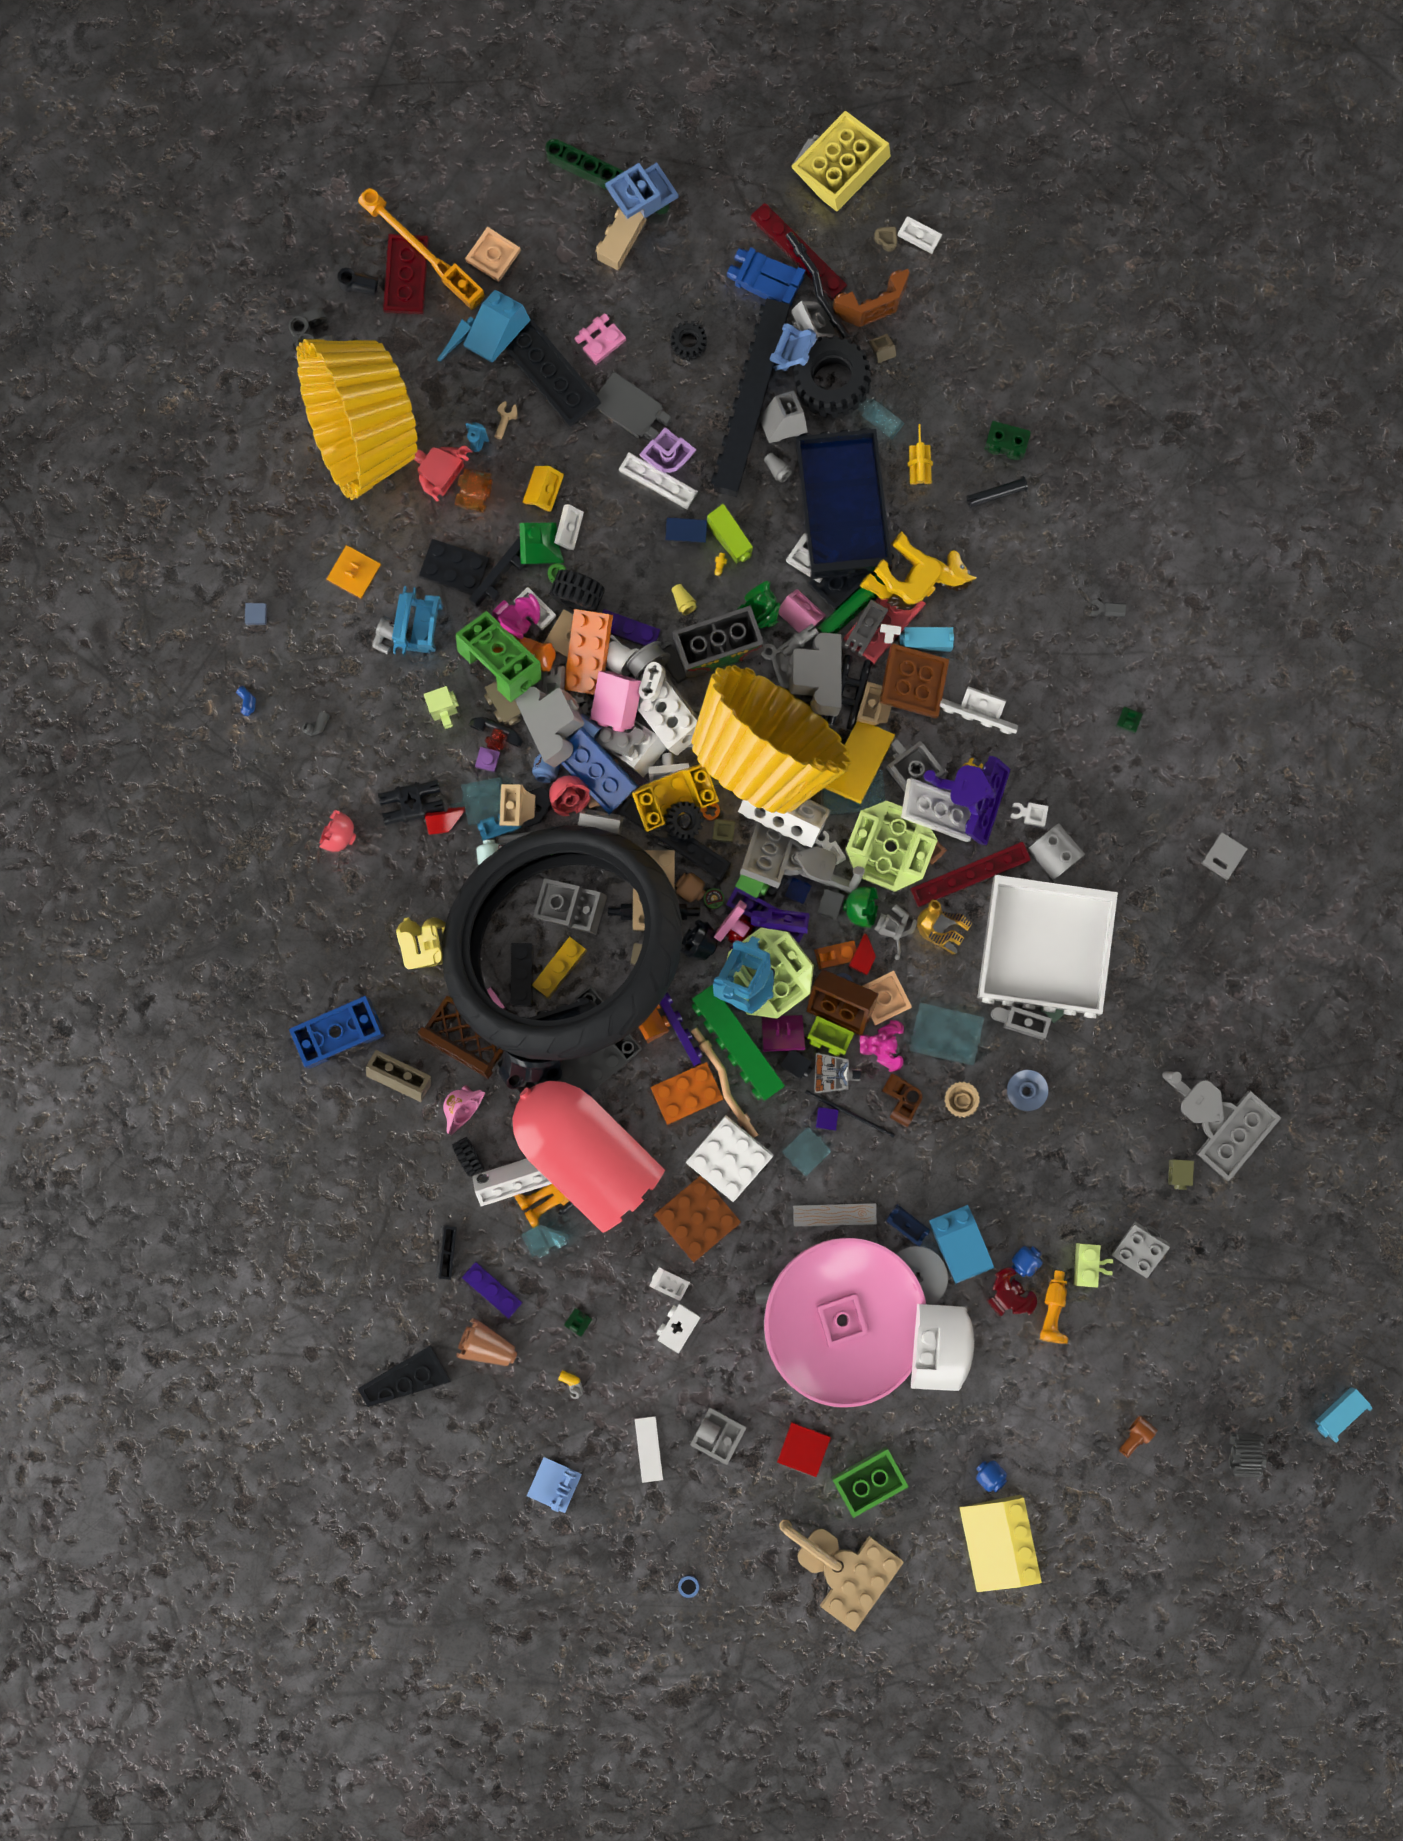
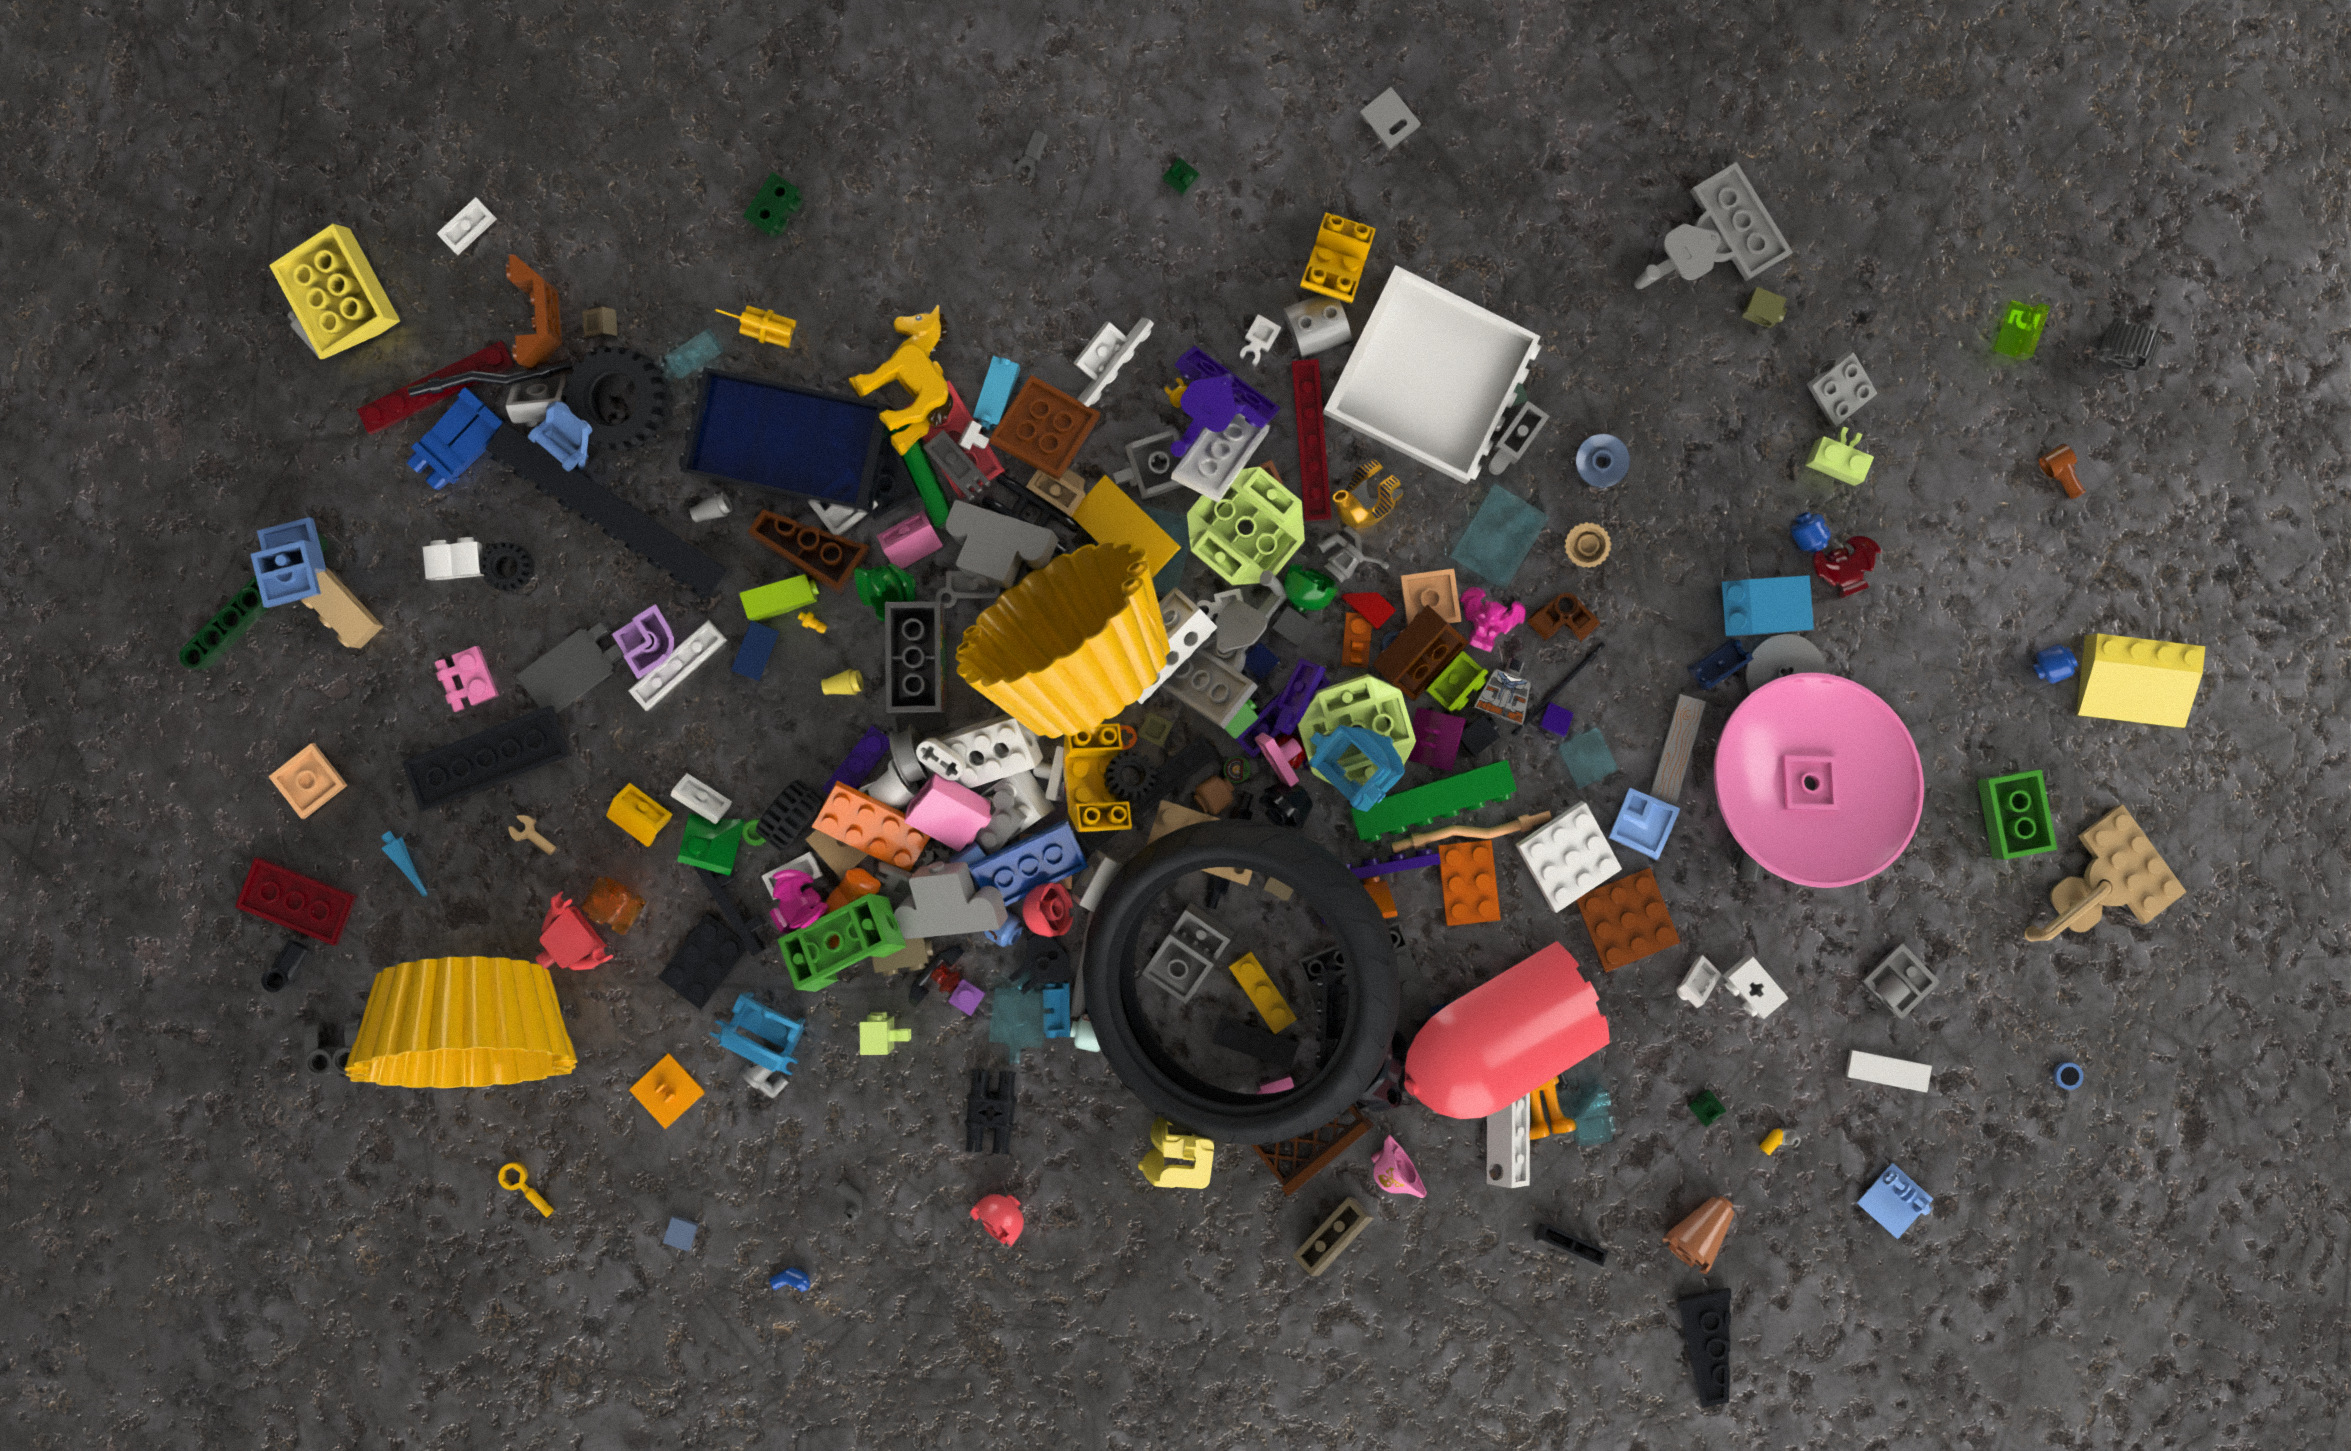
camera: 70 degrees left, 5 degrees up
(251, 500) = (529, 1193): none -> yellow piece
(357, 1024) = (1253, 1268): blue plate -> none
(443, 821) = (1029, 1078): red slope -> none
(451, 276) = (318, 844): light orange bar -> none
(467, 1156) = (1462, 1181): black tyre -> none
(476, 435) = (543, 879): dark azure hinge -> none
(492, 1290) = (1633, 1201): dark purple plate -> none
(496, 325) = (405, 807): dark azure slope -> none
(516, 805) = (1041, 982): tan slope -> none
(680, 302) = (453, 560): none -> white brick
(770, 548) = (815, 552): none -> reddish brown wedge
(771, 1207) = (1644, 823): none -> light blue plate
(783, 418) = (650, 479): light grey slope -> none
(798, 640) = (945, 555): light grey pin -> none
(803, 1449) = (1949, 881): red tile -> none
(886, 237) = (455, 269): dark tan tile -> none
(942, 1347) = (1882, 671): white slope -> none
(998, 492) = (836, 233): black pin -> none
(1055, 1300) = (1870, 513): light orange piece -> none
(1108, 849) = (1338, 258): none -> yellow slope
(1231, 1370) = (2021, 330): none -> clear neon green panel
(1342, 1413) = (2115, 213): medium azure brick -> none

